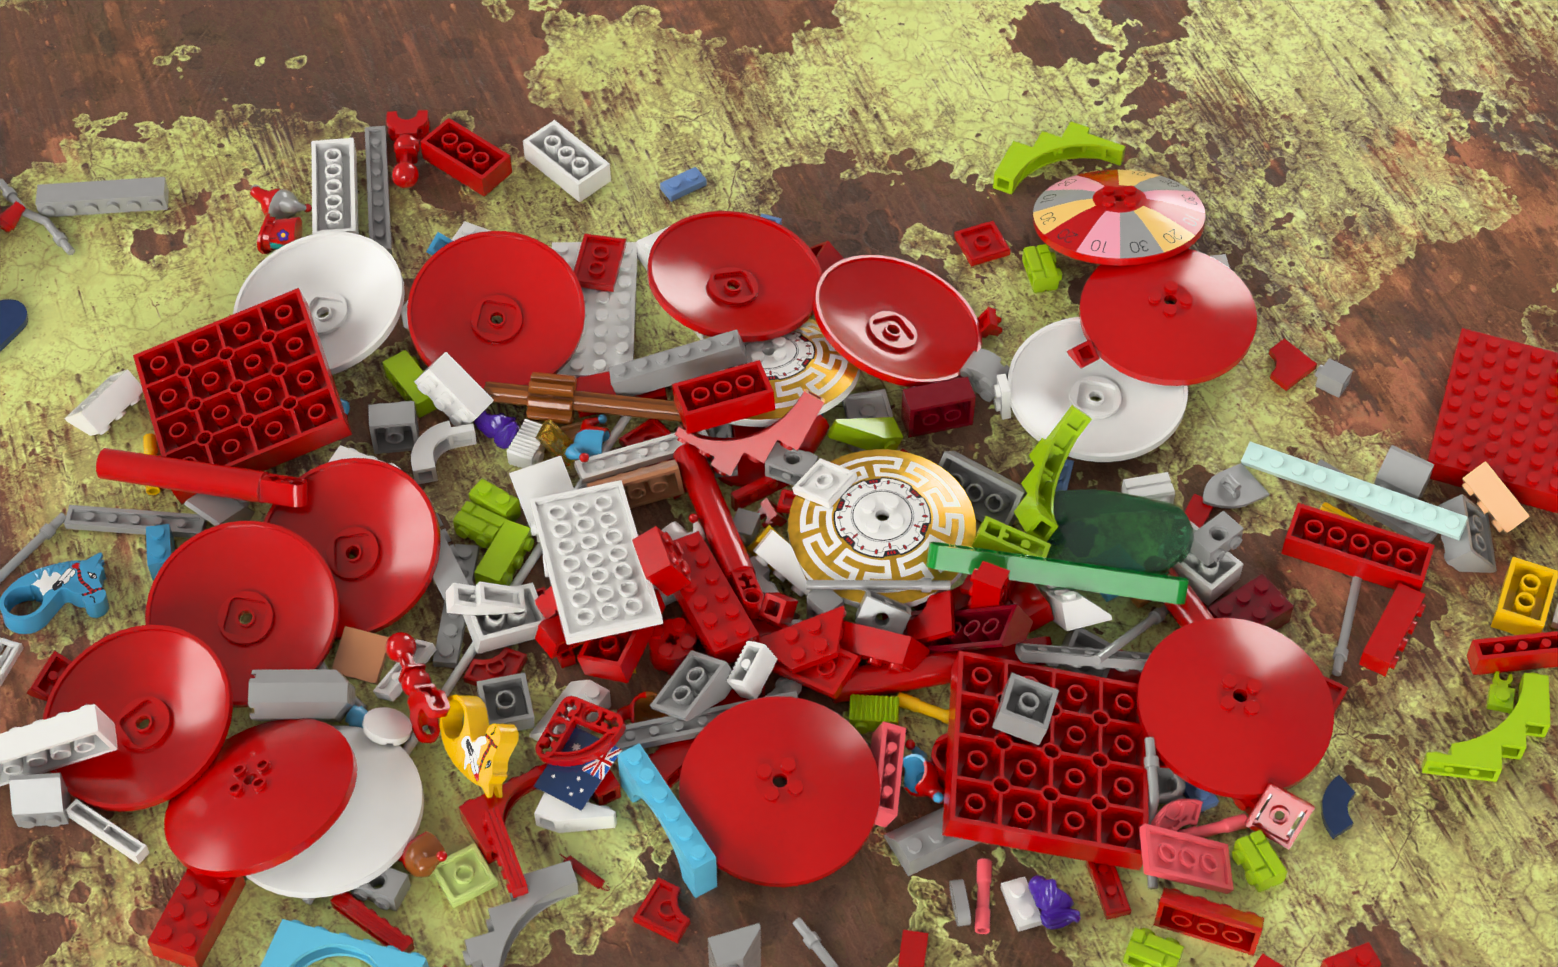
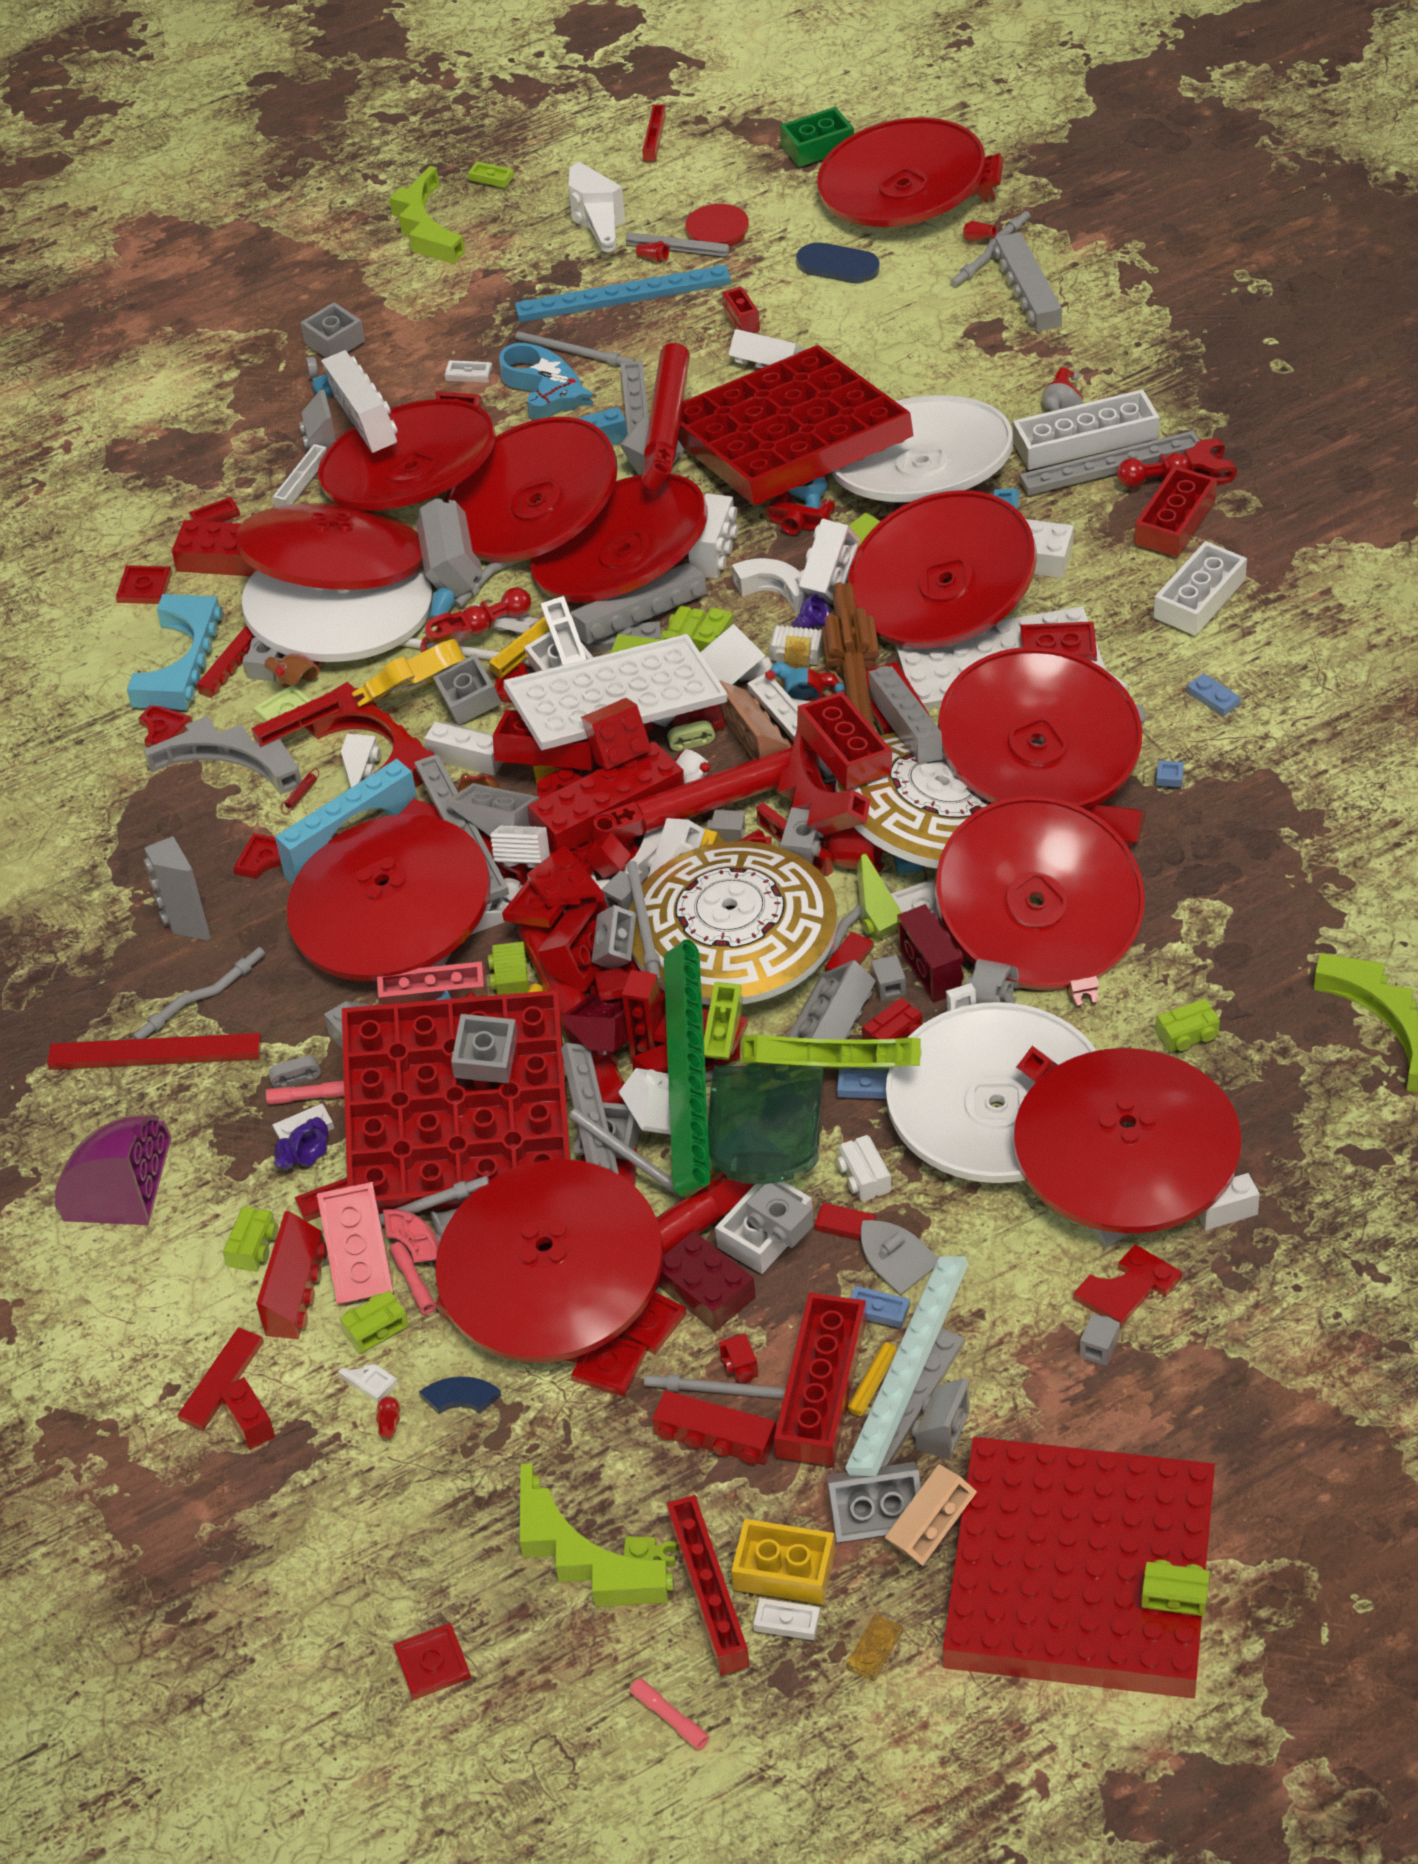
camera: 85 degrees right, 5 degrees down
(38, 412) = (741, 310): none -> red brick
(124, 924) = (216, 512): none -> red tile
(277, 233) = (1012, 398): red hat -> none
(358, 413) = (795, 516): none -> red connector
(361, 655) = (516, 576): nougat tile -> none
(387, 726) = (422, 609): white tile -> none
(393, 426) = (783, 536): light grey brick -> none
(457, 646) = (515, 652): none -> yellow piece
(576, 783) = (390, 744): dark blue sticker -> none
(578, 716) = (445, 725): red beam -> none
(825, 483) = (767, 854): white tile -> none
(947, 440) = (889, 978): none -> light grey brick
(982, 243) = (1216, 970): red tile -> none
(1004, 450) = (894, 1022): none -> red brick
(1119, 217) = (1242, 1079): dish -> none
(1268, 338) = (1152, 1268): none -> red plate
(1279, 829) = (423, 1324): piece -> none
(1284, 507) = (883, 1307): none -> medium blue plate
(1315, 873) = (370, 1380): none -> white tile
(1327, 603) = (738, 1358): none -> red brick
(1345, 862) = (387, 1416): none -> red axle

